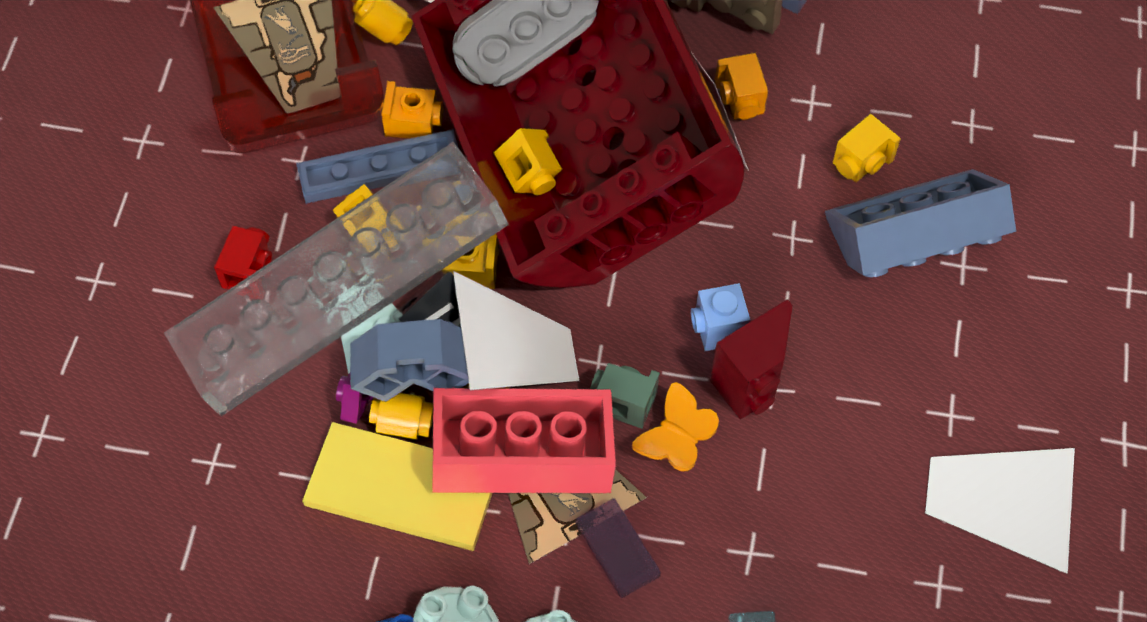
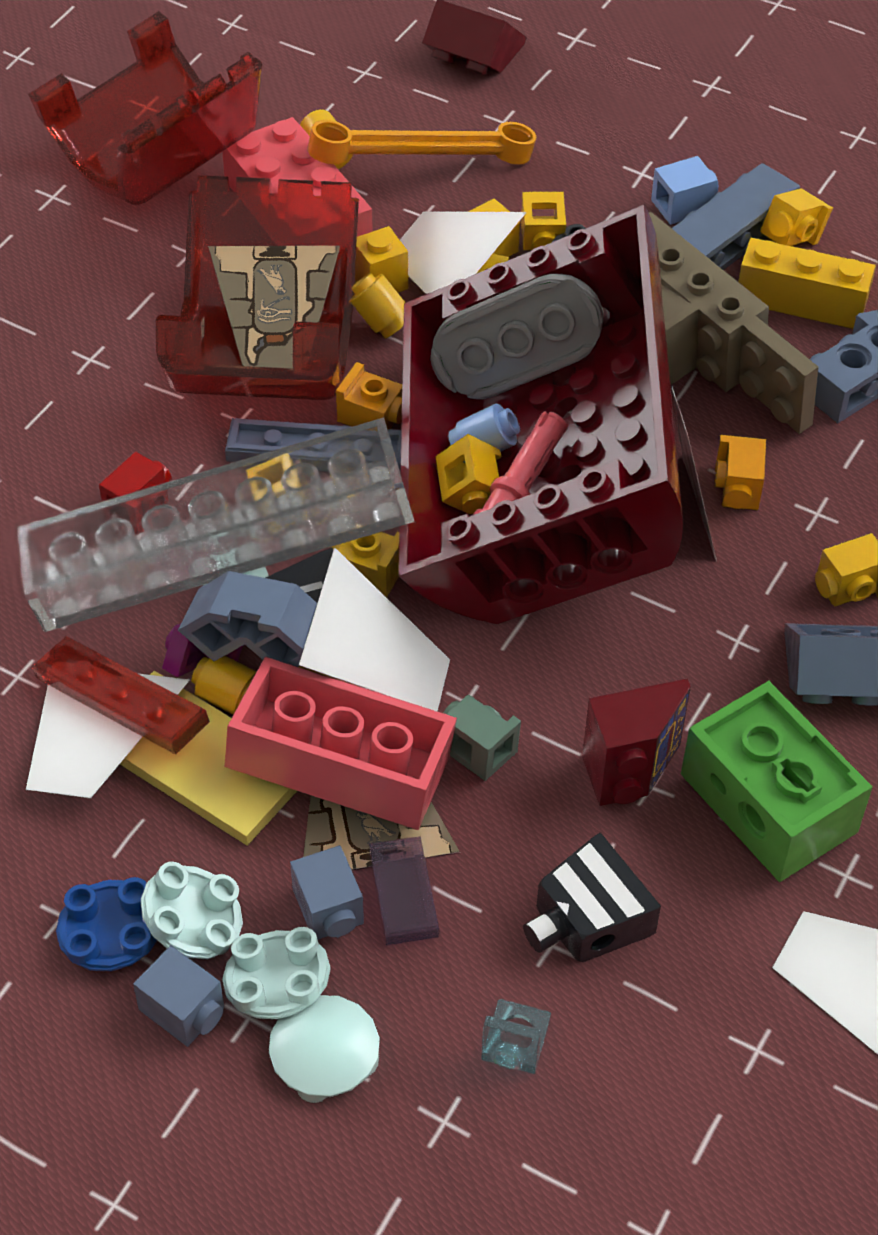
camera: 20 degrees right, 10 degrees down
(302, 489) = (79, 745): none -> white sticker
(315, 455) = (121, 694): none -> clear red tile
(528, 112) = (491, 425): none -> light blue brick
(562, 574) = (327, 893): none -> sand blue brick
(573, 167) = (528, 461): none -> coral pin
(679, 430) = (521, 793): light orange animal -> none
(719, 314) = (615, 674): light blue brick -> none
(773, 510) = (592, 904): none -> black torso
(877, 358) = (775, 780): none -> bright green piece

